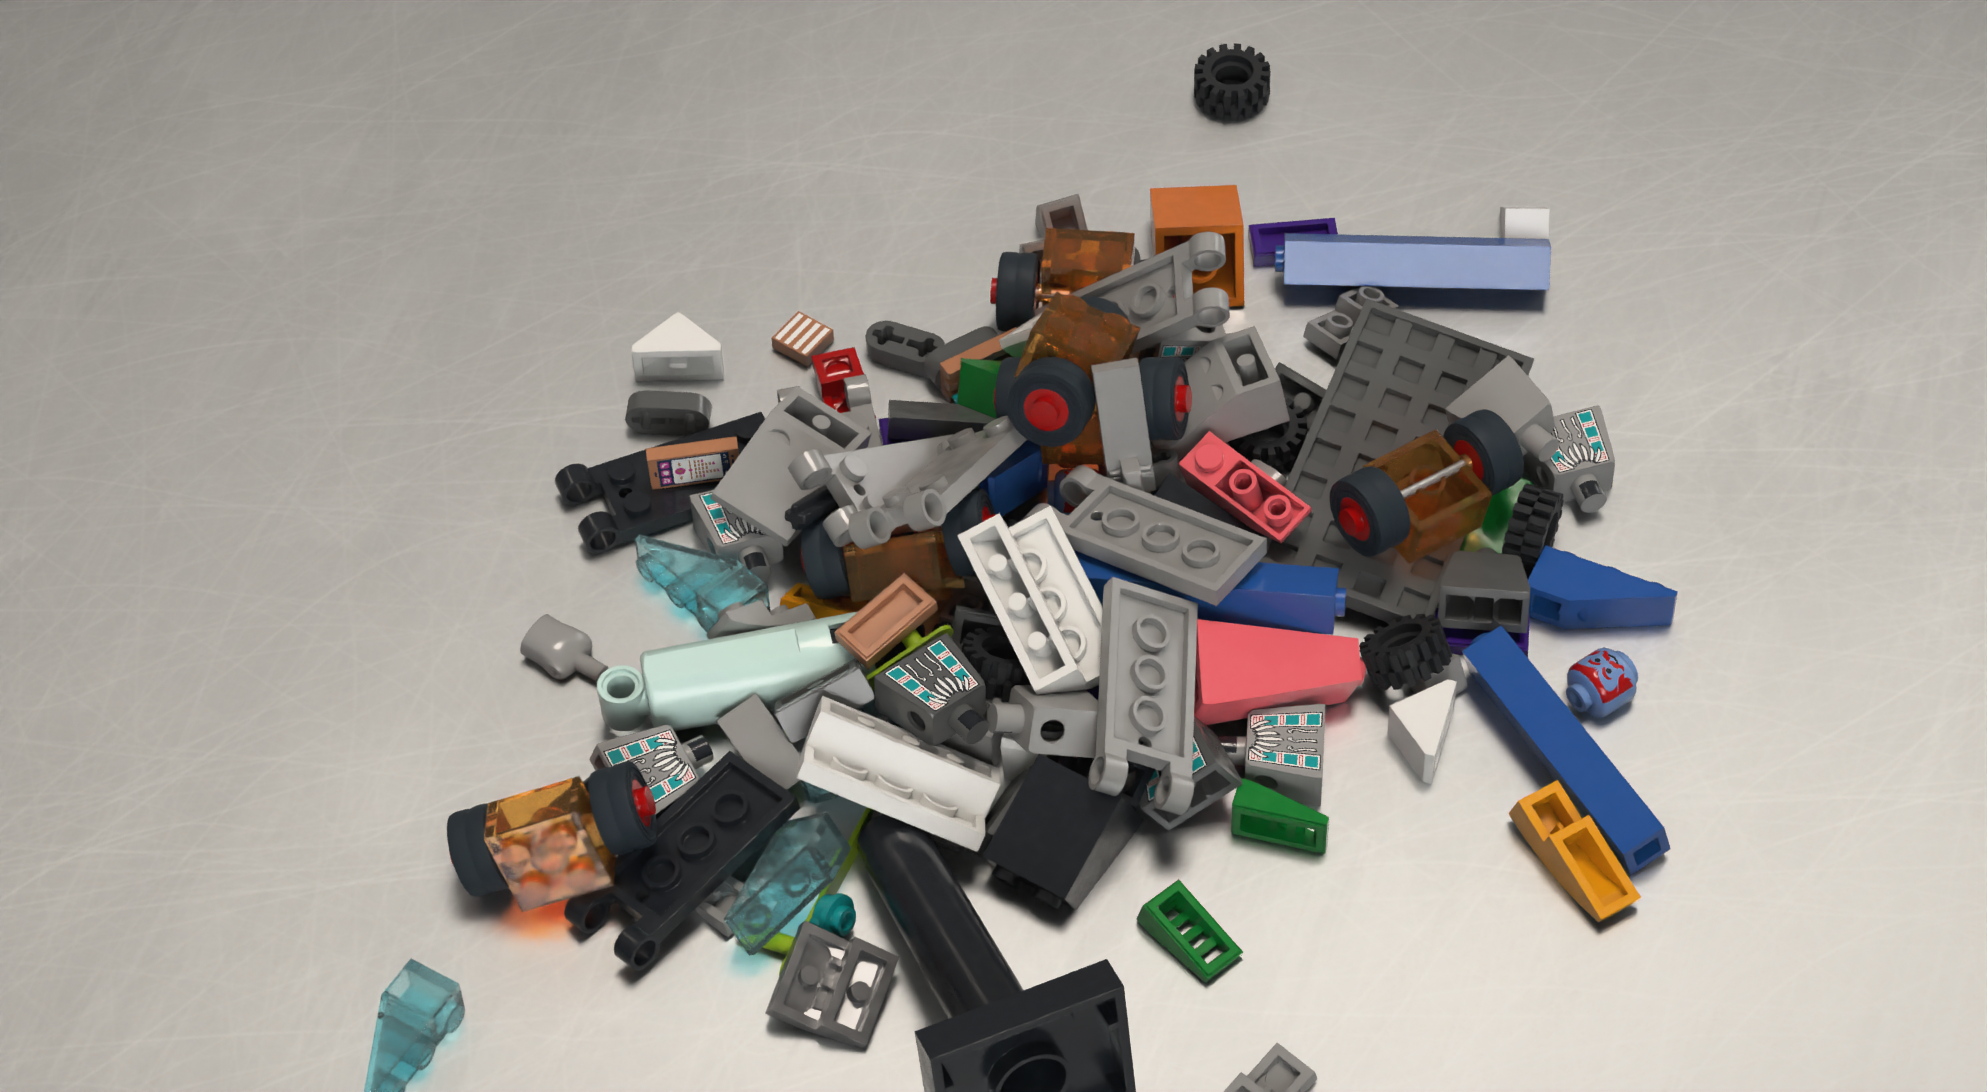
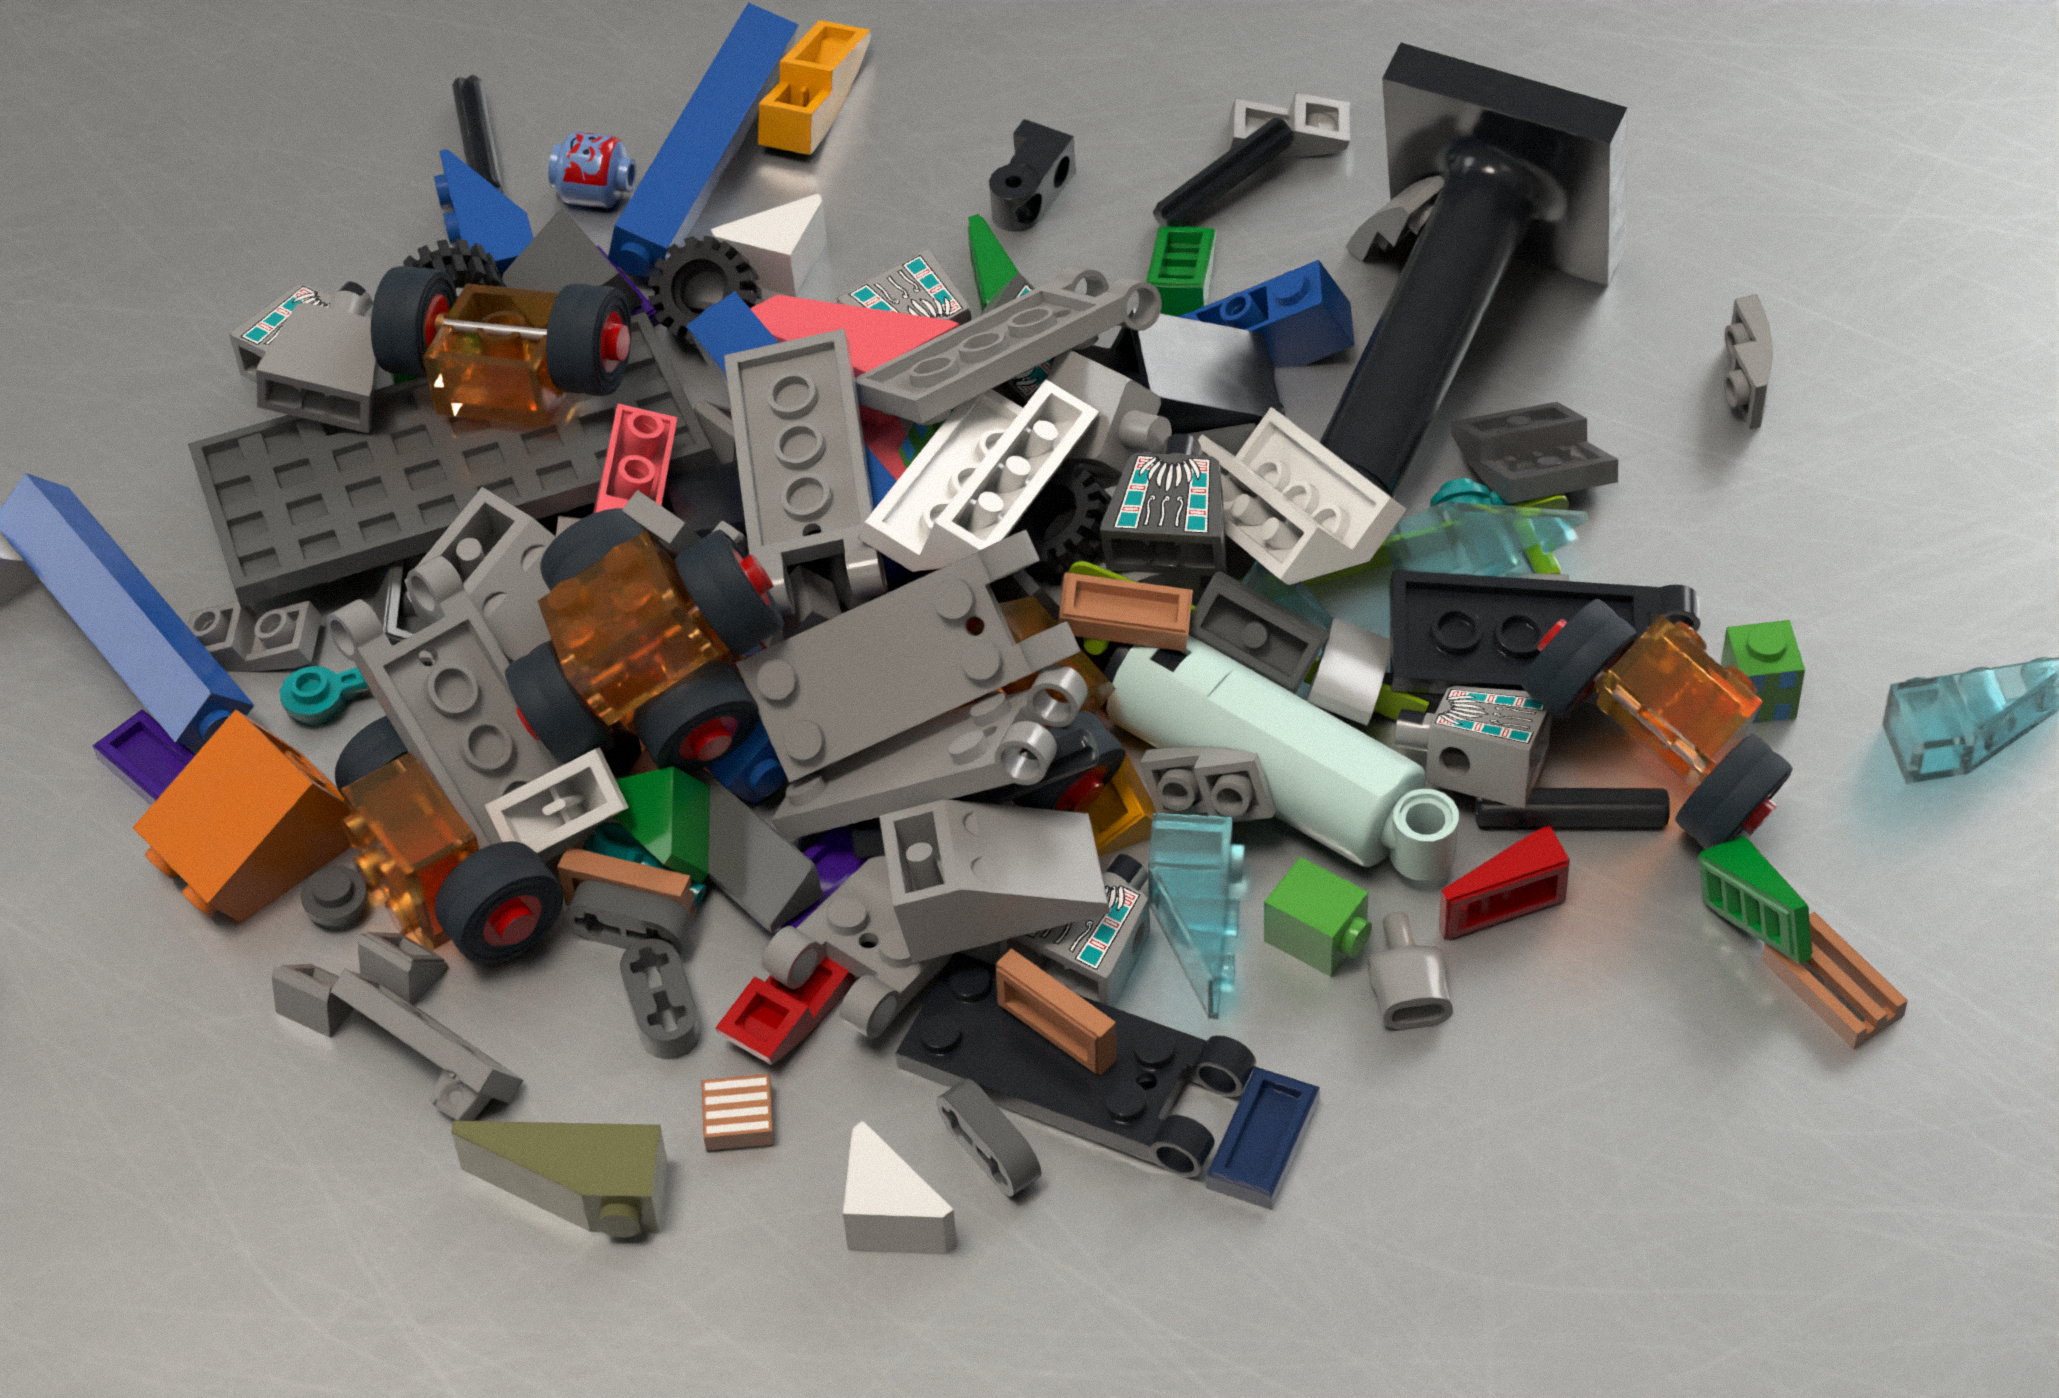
camera: 130 degrees left, 0 degrees up
(347, 825) = (1845, 975): none -> nougat tile
(410, 812) = (1755, 897): none -> green slope
(547, 528) = (1263, 1138): none -> dark blue tile
(548, 951) = (1772, 662): none -> bright green brick
(555, 730) = (1507, 885): none -> red slope
(633, 627) = (1317, 917): none -> bright green brick
(832, 249) = (582, 1172): none -> olive slope
(974, 239) = (468, 1074): none -> light grey hinge
(1083, 926) = (1297, 312): none -> blue slope
(1247, 1012) = (1224, 174): none -> black axle
(1276, 326) = (318, 694): none -> teal plate
(1355, 910) = (1033, 178): none -> black leg
(1704, 652) = (476, 129): none -> black axle

